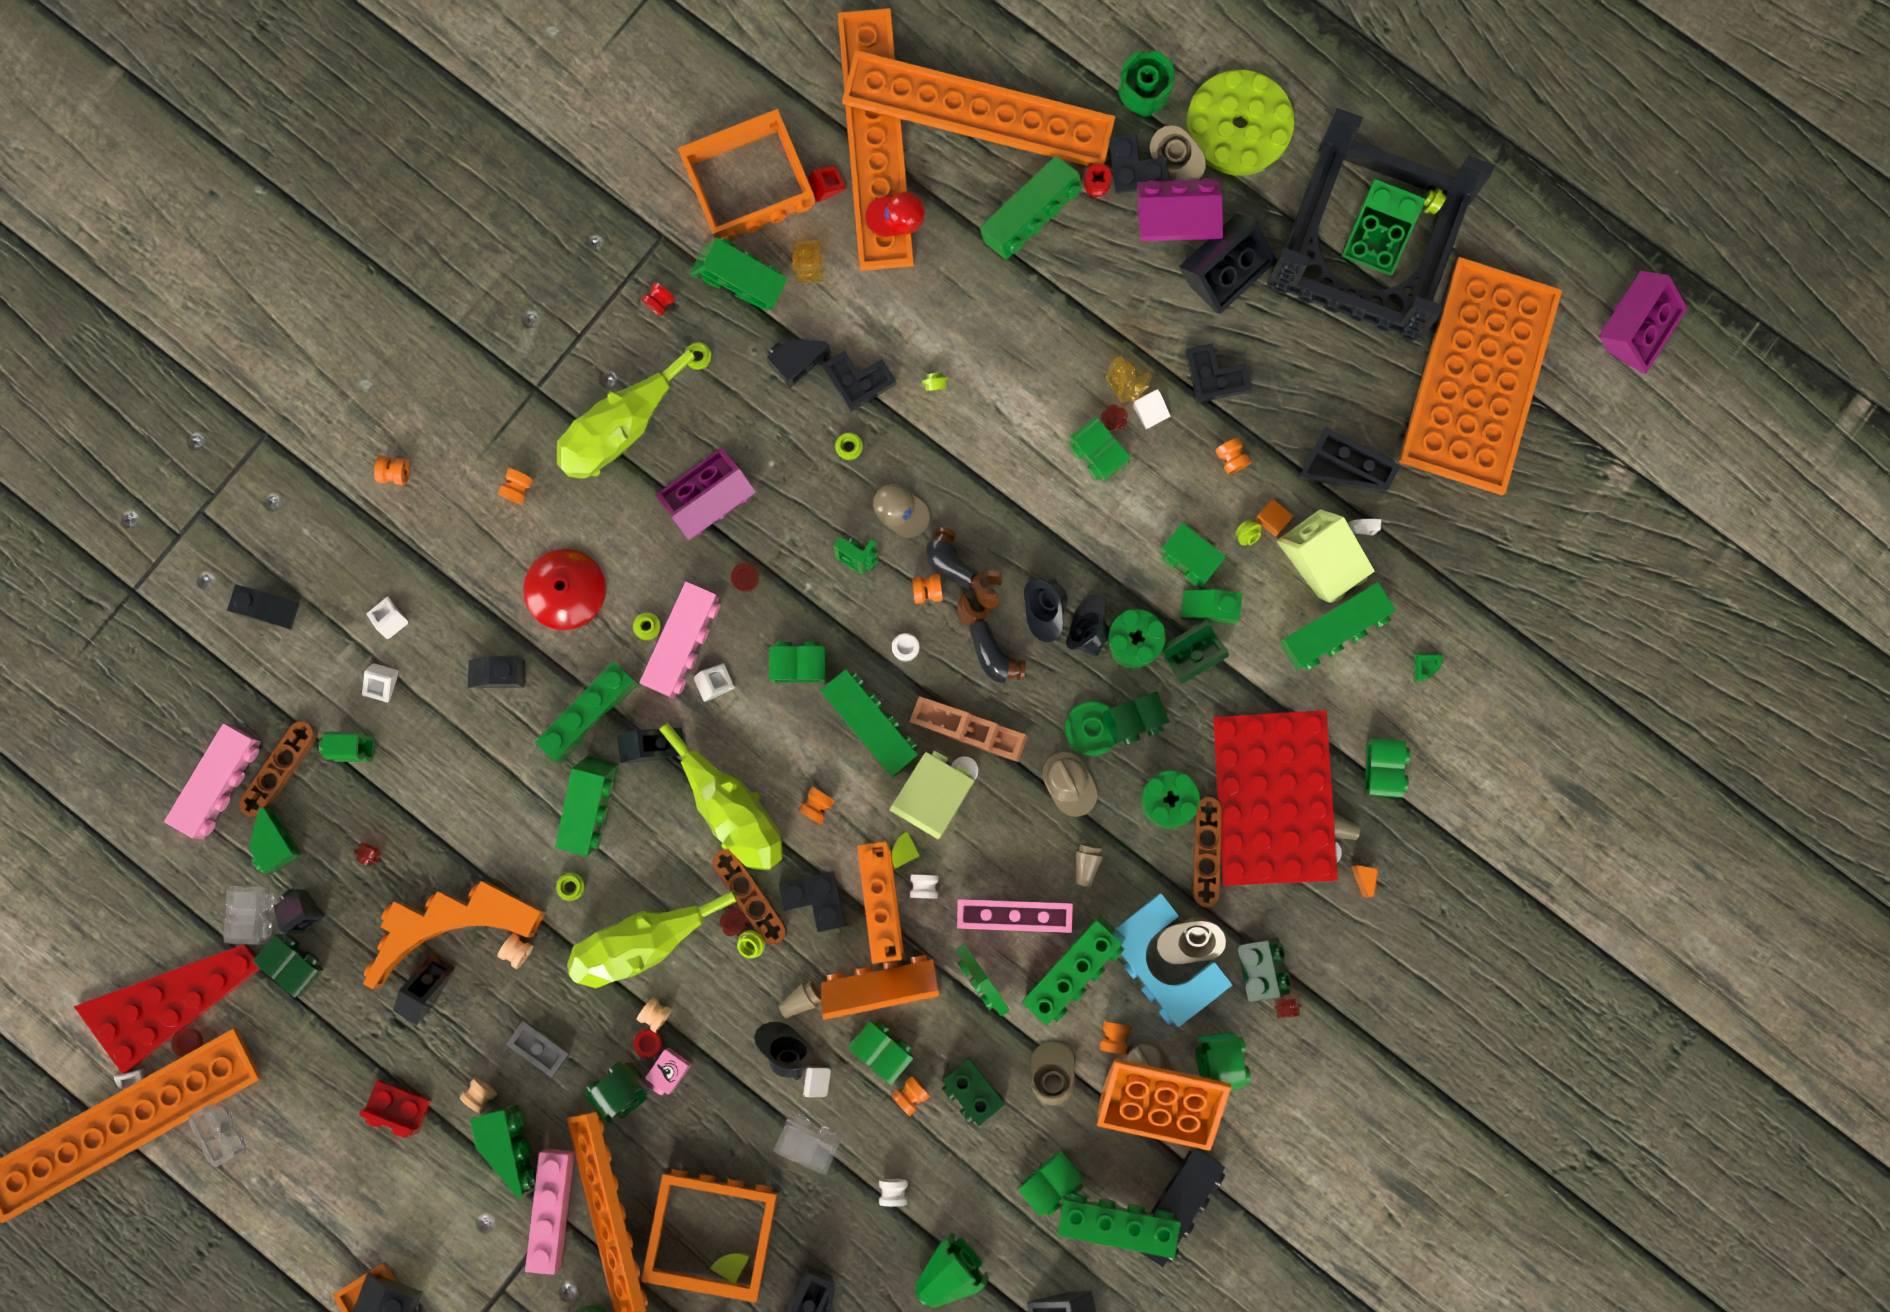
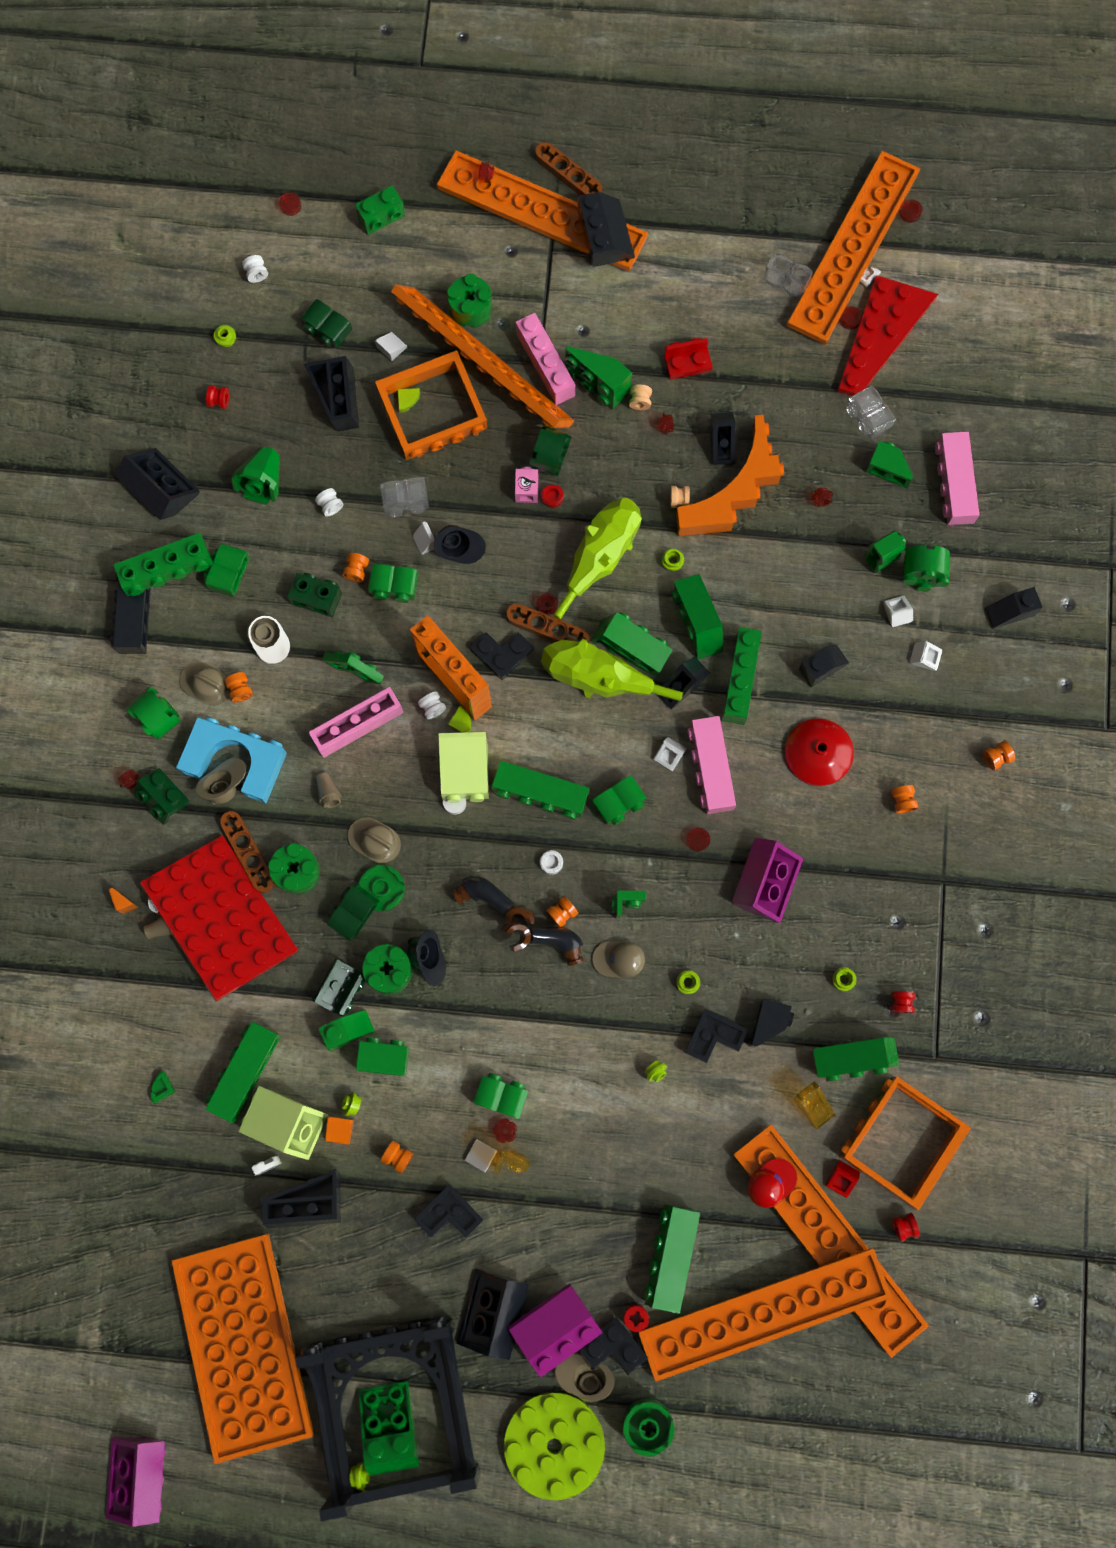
camera: 145 degrees right, 5 degrees down
(25, 1128) = (911, 211): none -> clear red tile
(274, 766) = (922, 513): dark orange beam -> none
(288, 964) = (821, 399): dark green brick -> none
(296, 912) = (840, 432): black slope -> none
(318, 703) = (926, 567): none -> green brick
(471, 1046) = (666, 423): none -> clear red plate
(538, 1048) = (622, 448): flat silver plate -> none
(613, 424) = (866, 887): lime piece -> none
(654, 1014) = (560, 514): light nougat wheel -> none
(655, 628) = (740, 767): lime plate -> none
(674, 820) = (632, 642): none -> green wedge
(750, 944) = (526, 596): lime plate -> none
(798, 105) = (906, 1227): none -> red wheel
(803, 998) = (467, 584): dark tan cone -> none
(816, 805) = (541, 713): orange wheel -> none
(879, 988) = (431, 597): orange slope -> none
(968, 729) = (469, 831): nougat slope -> none
(1045, 608) = (467, 951): black piece -> none
(1073, 970) = (292, 710): green brick -> none
(1162, 1104) = (178, 656): orange slope -> none
(1385, 768) = (150, 990): green brick -> none

